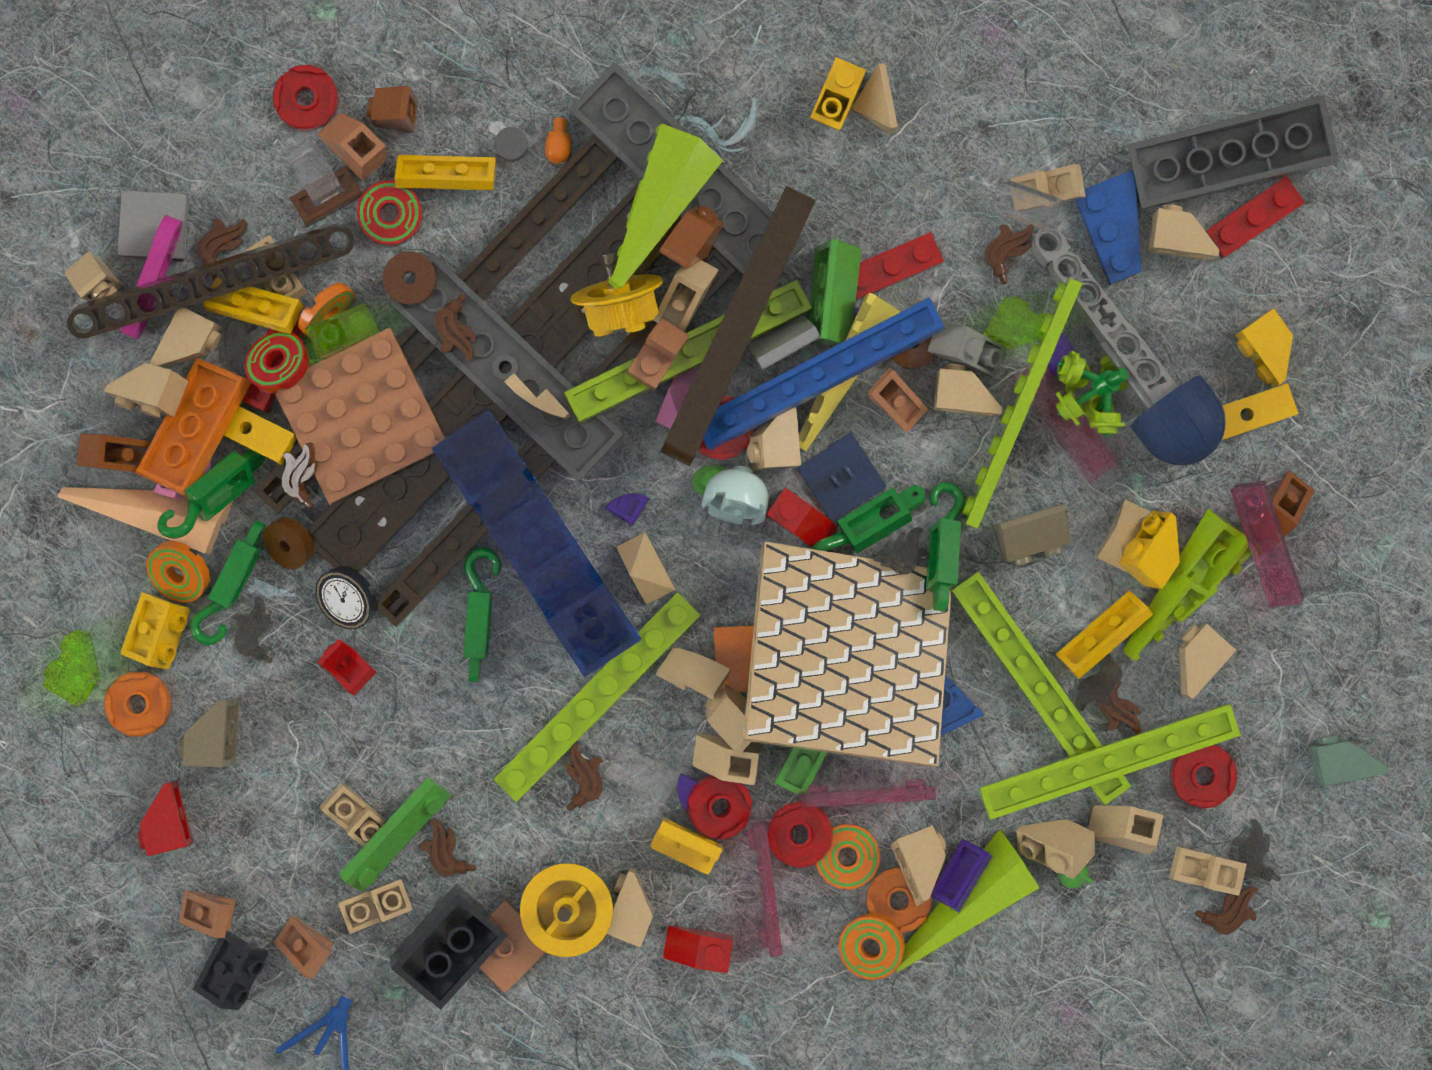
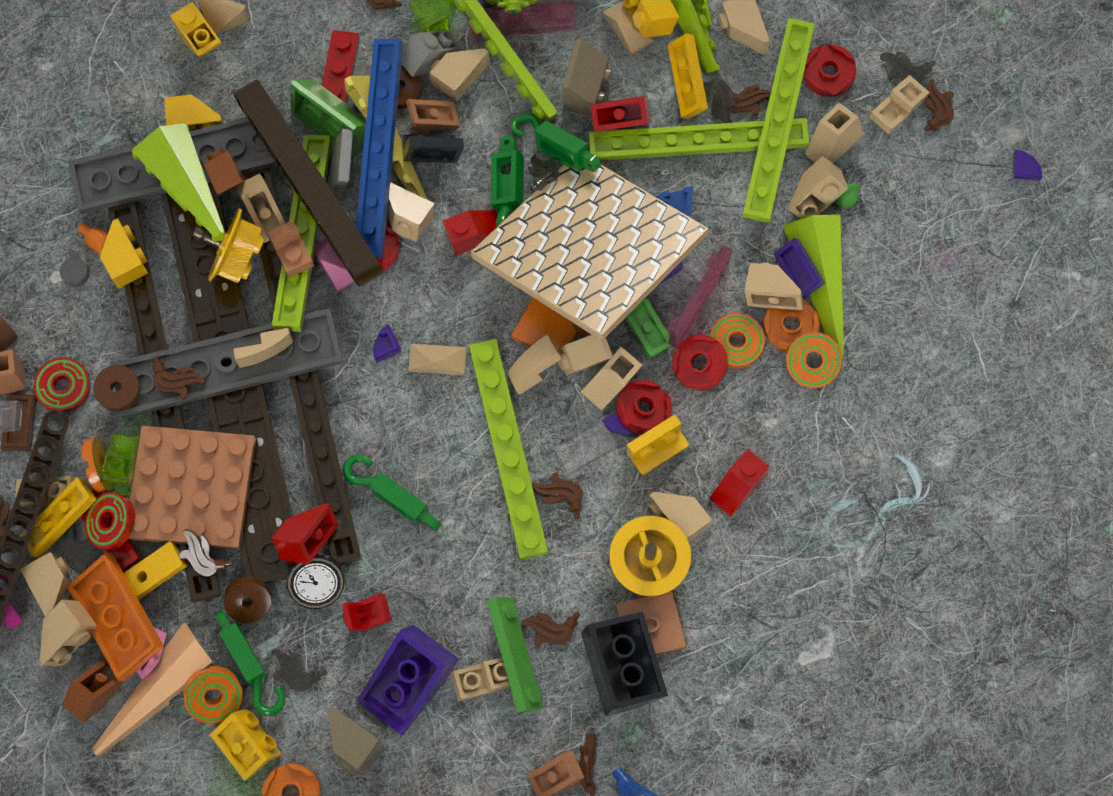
camera: 55 degrees left, 15 degrees down
(214, 491) = (171, 626): green piece -> none
(309, 746) = (407, 678): none -> dark purple slope
(337, 966) = (587, 762): none -> reddish brown piece
(375, 906) = (559, 705): tan slope -> none
(378, 563) = (305, 534): none -> red slope
(445, 172) = (61, 326): yellow plate -> none
(535, 541) = (427, 410): clear blue arch -> none
(547, 186) = (120, 257): none -> yellow slope
(703, 476) = (404, 277): bright green piece -> none
(736, 496) = (428, 261): light aqua cylinder -> none
(744, 148) = (190, 111): none -> yellow slope
(770, 935) = (687, 393): clear pink plate -> none
(841, 477) = (461, 187): dark blue piece -> none
(861, 421) = (431, 148): none -> black bracket
(1018, 594) = (621, 113): none -> red slope
(1217, 1039) = (1025, 166): none -> dark purple tile

